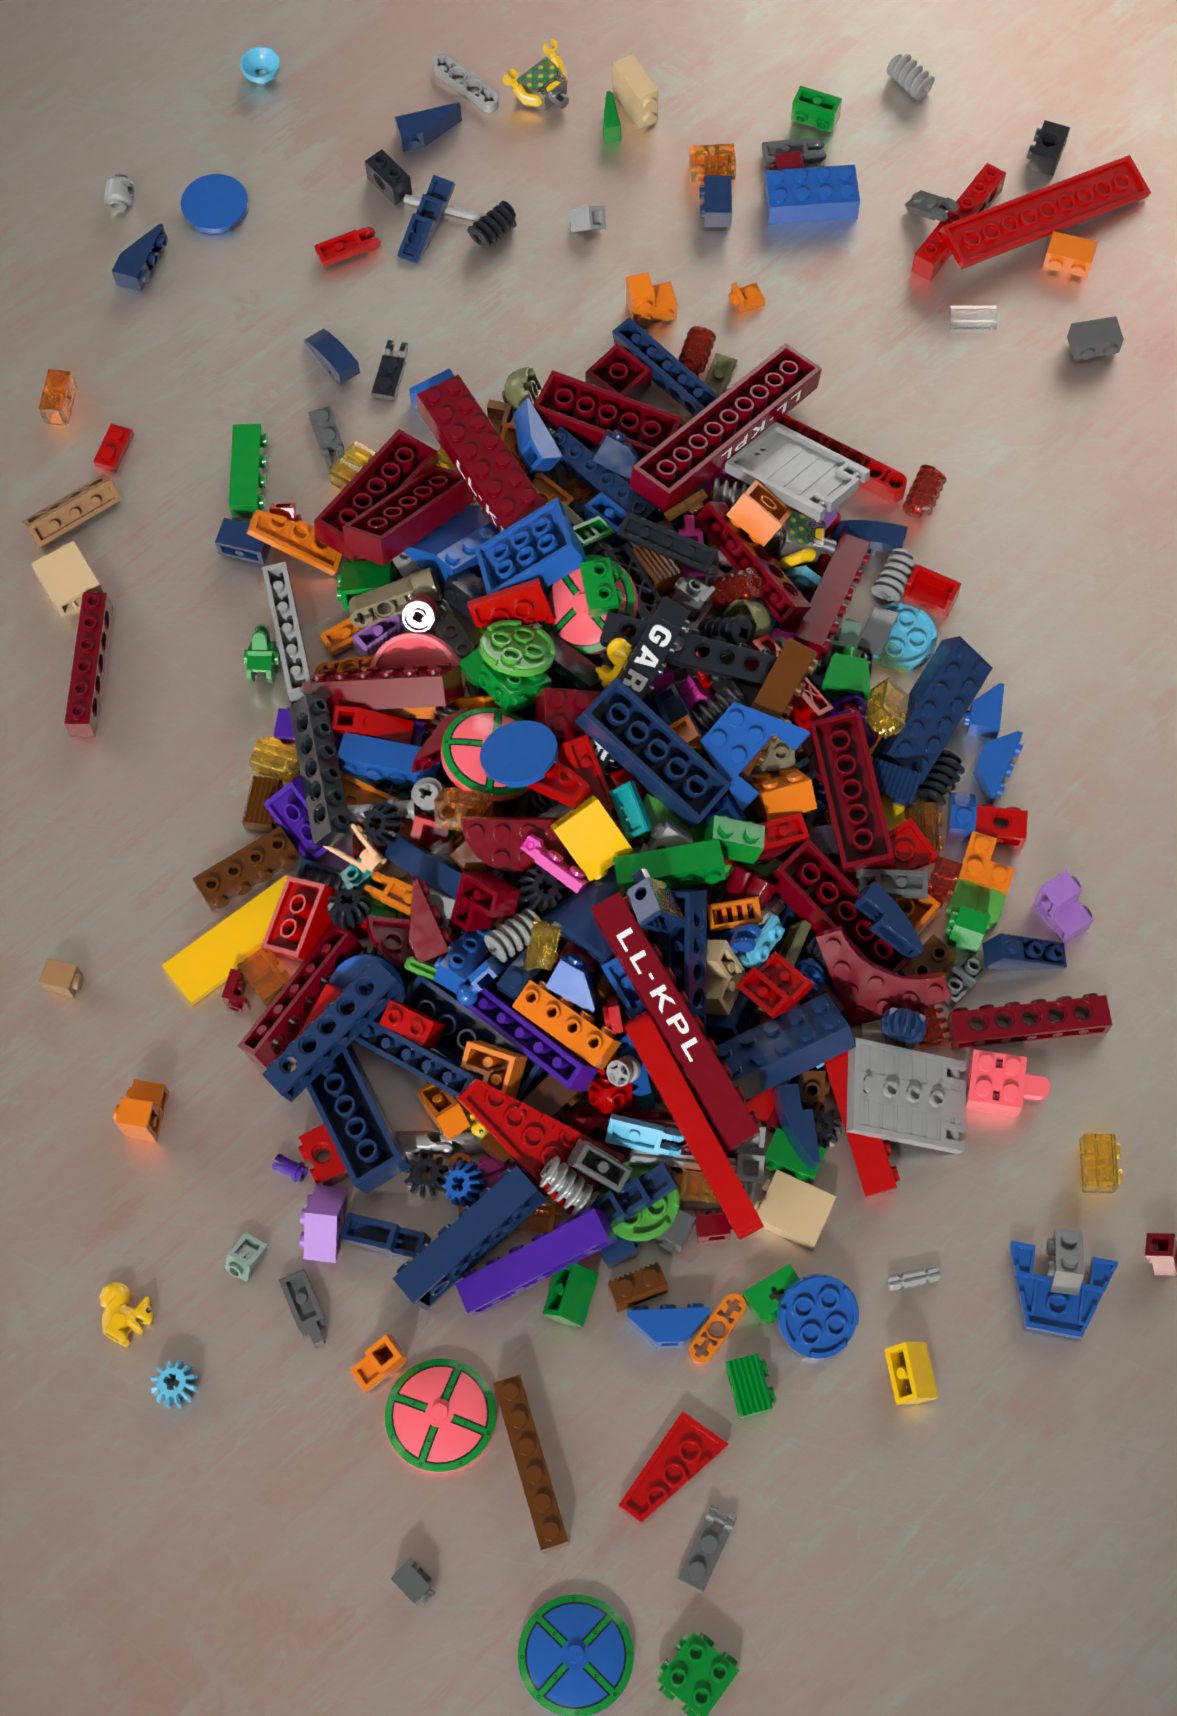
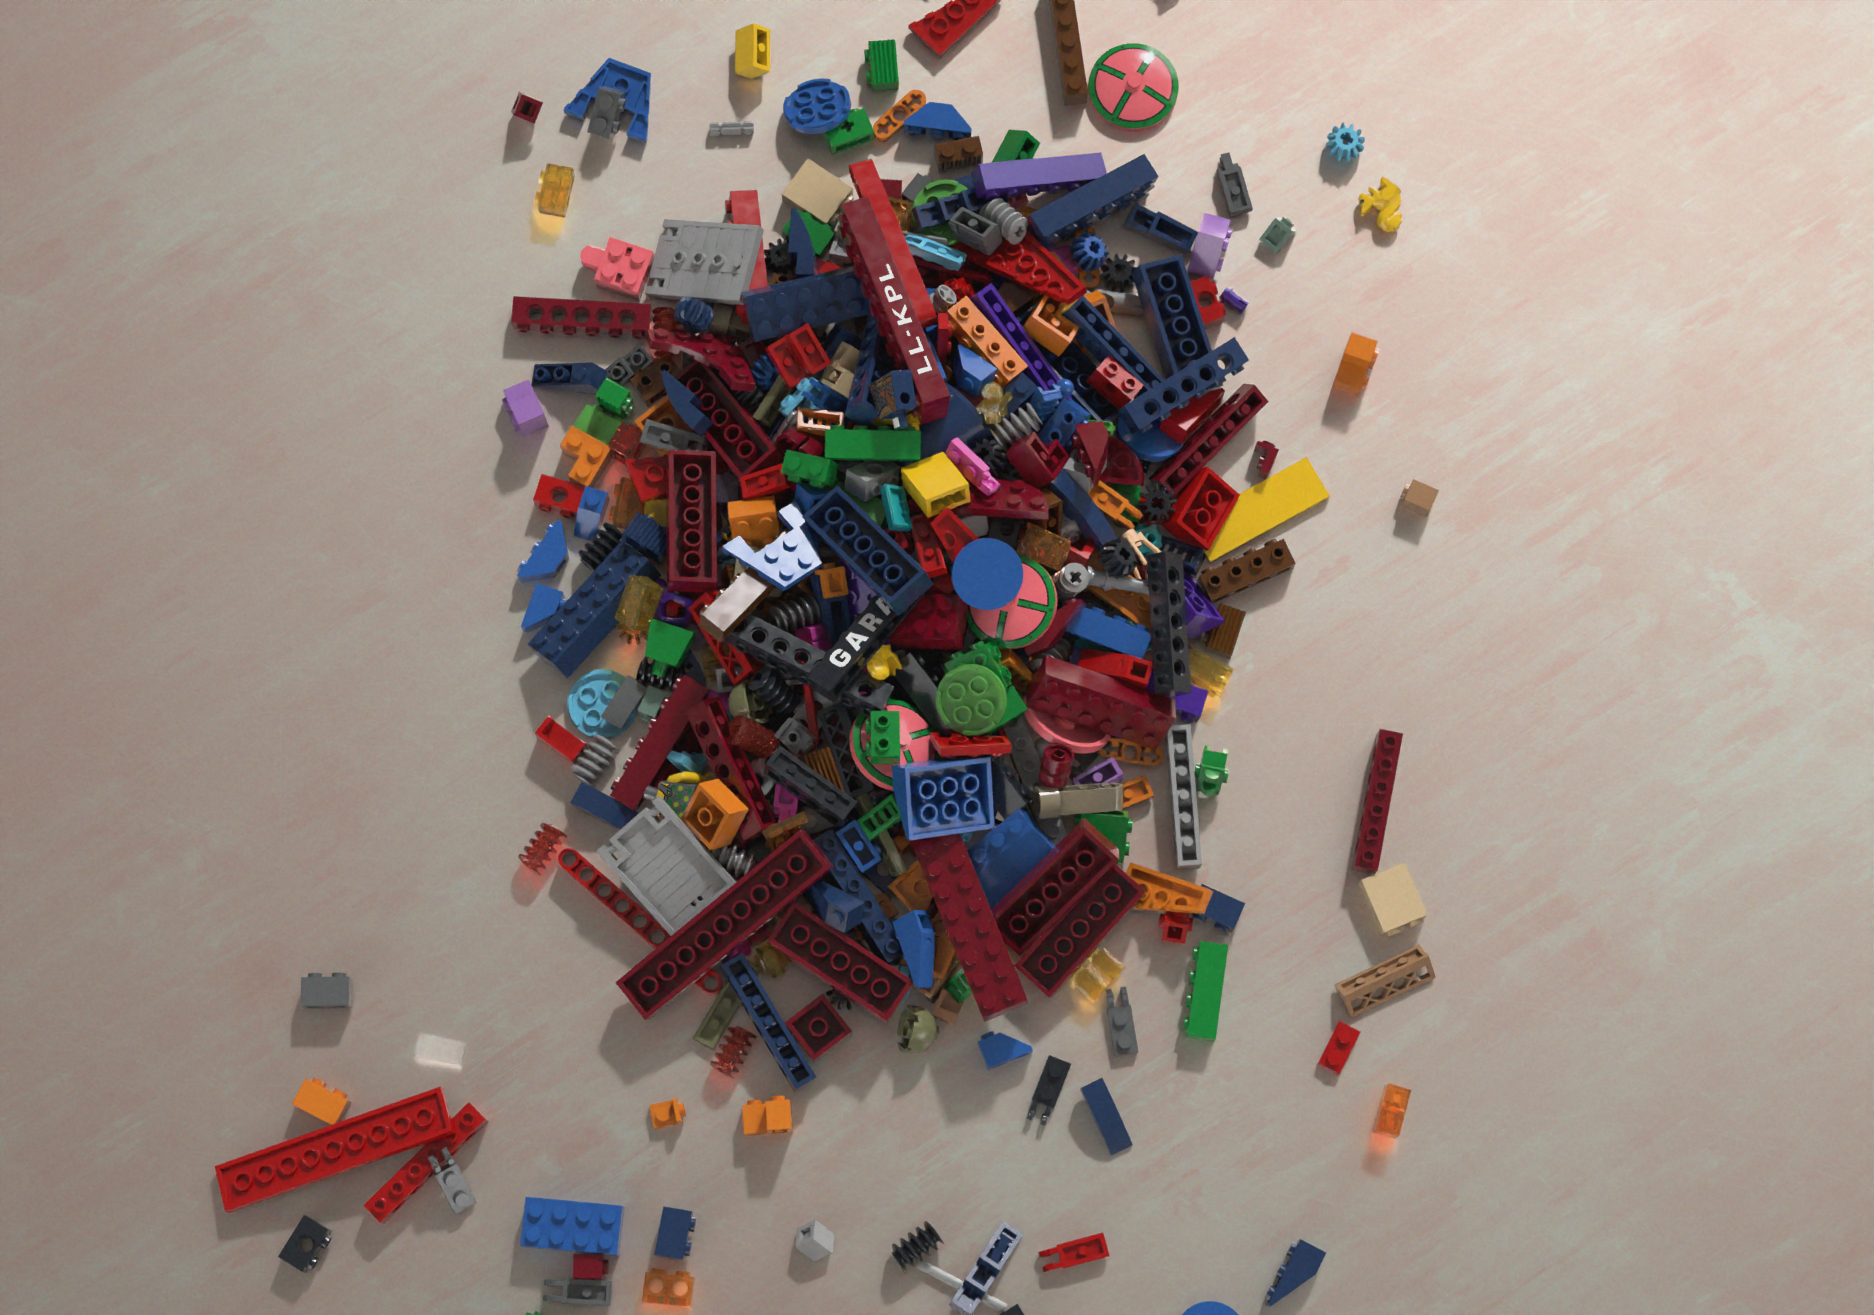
camera: 175 degrees left, 10 degrees up
(263, 975) = (1238, 466): clear orange brick -> none
(382, 1360) = (1176, 128): orange brick -> none

